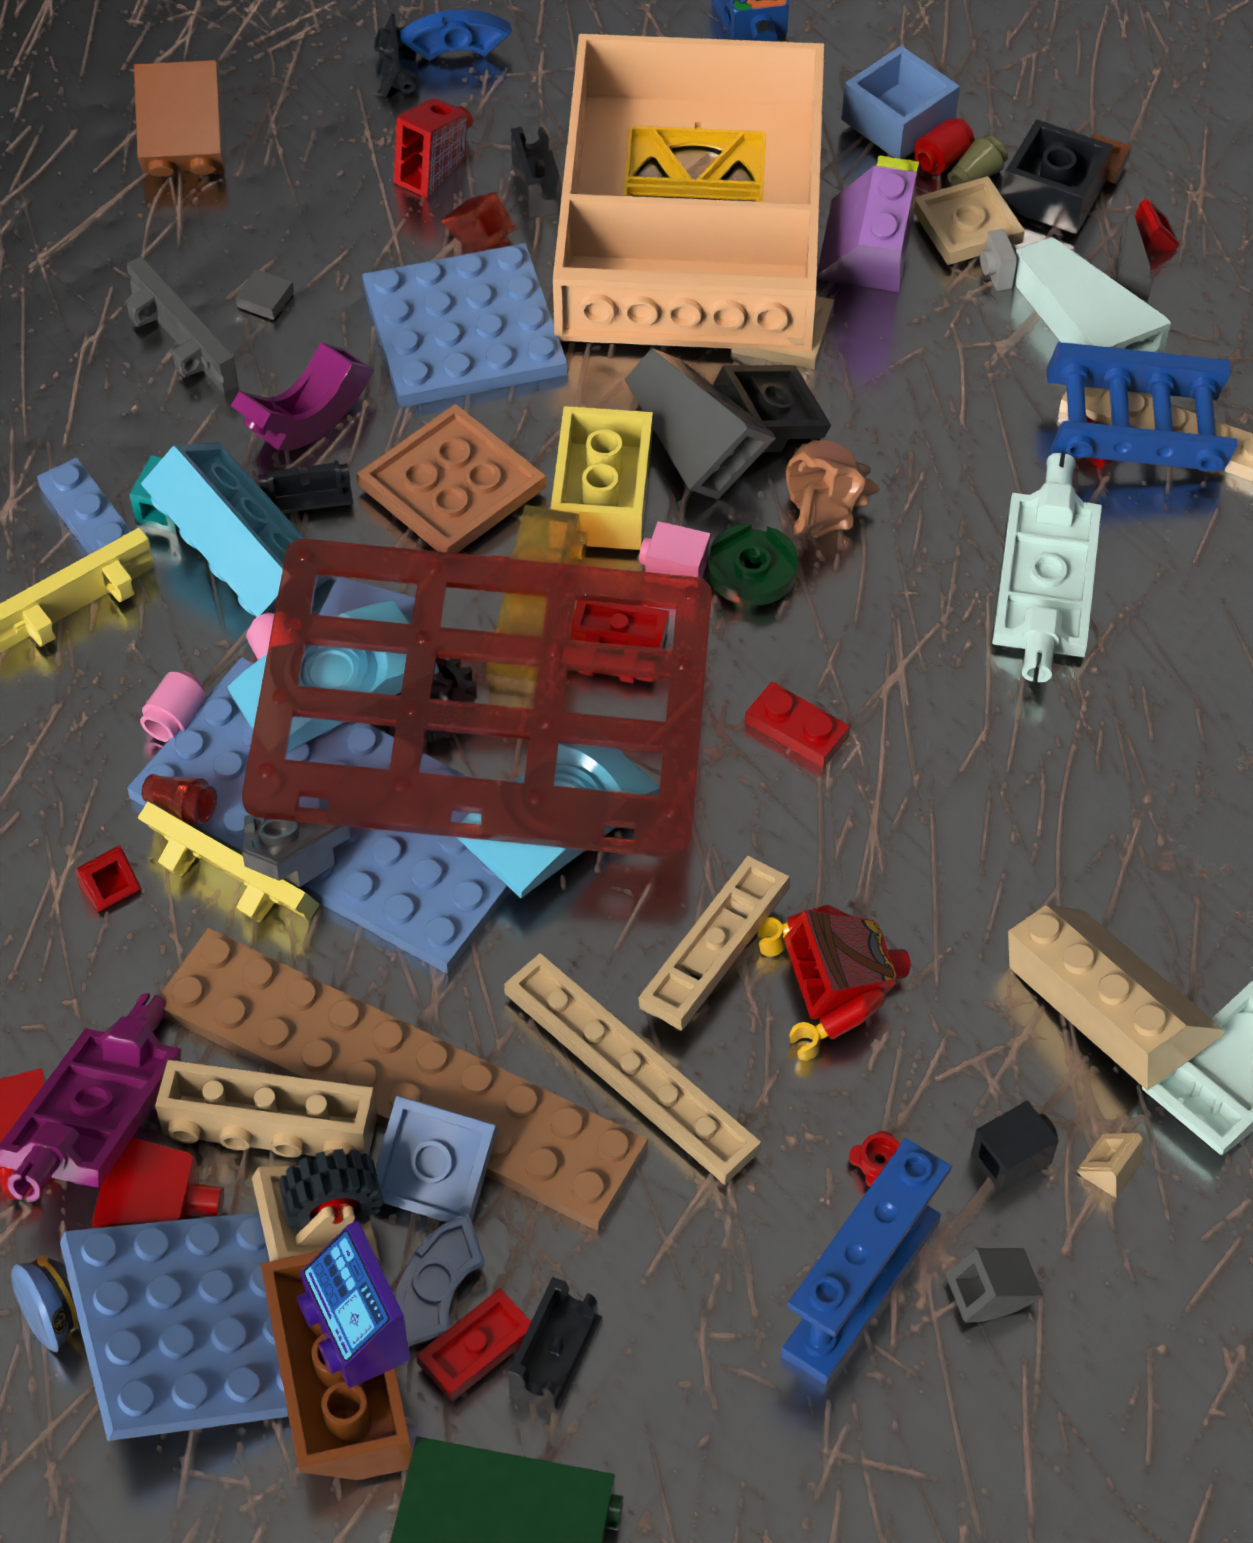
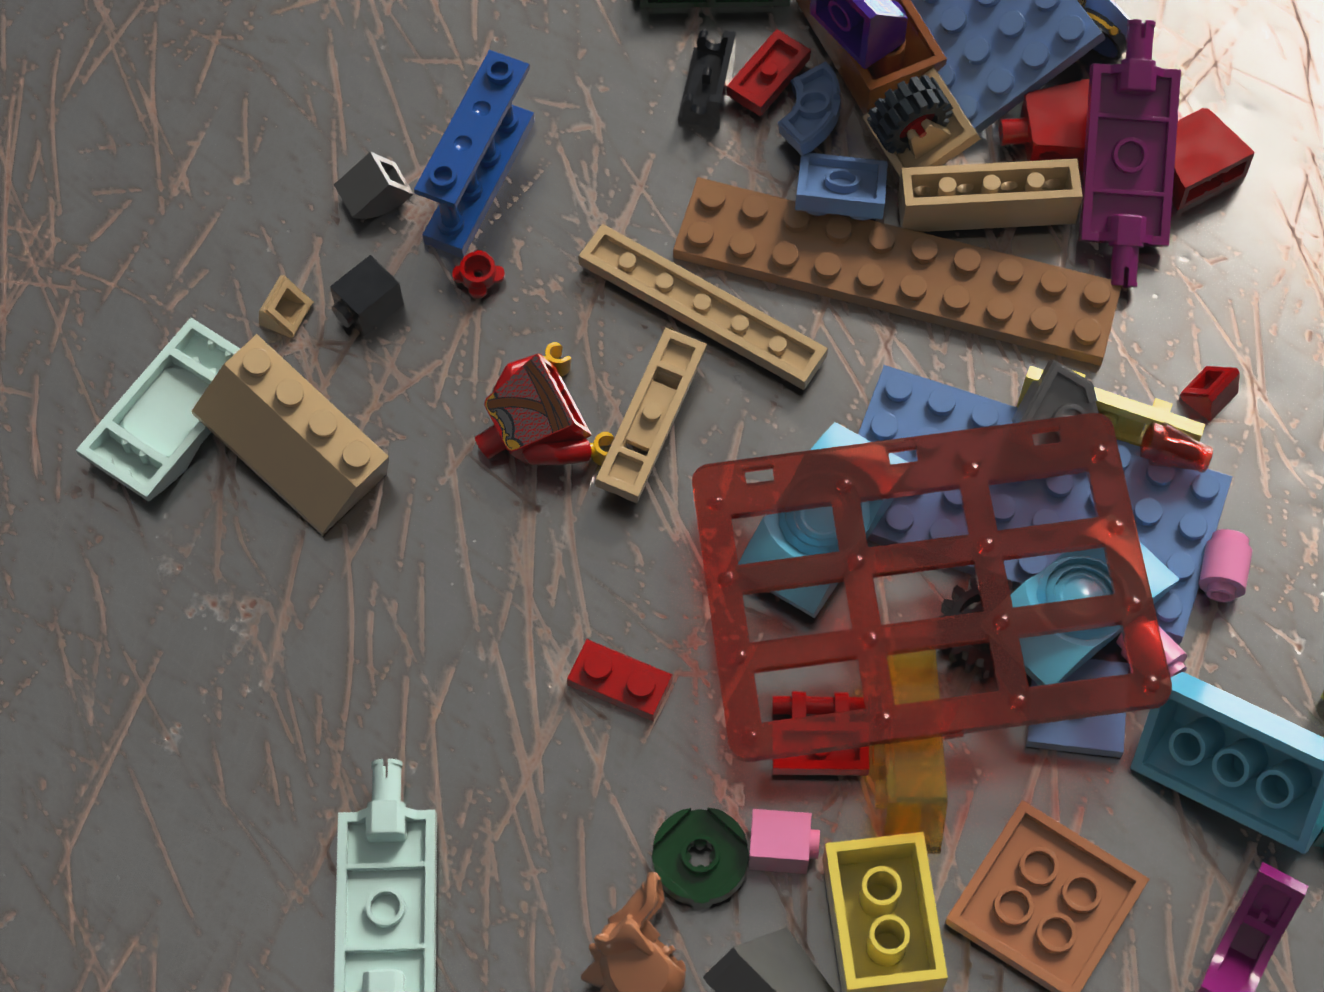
camera: 170 degrees right, 10 degrees up
(319, 488) = (1199, 861): black hinge -> none

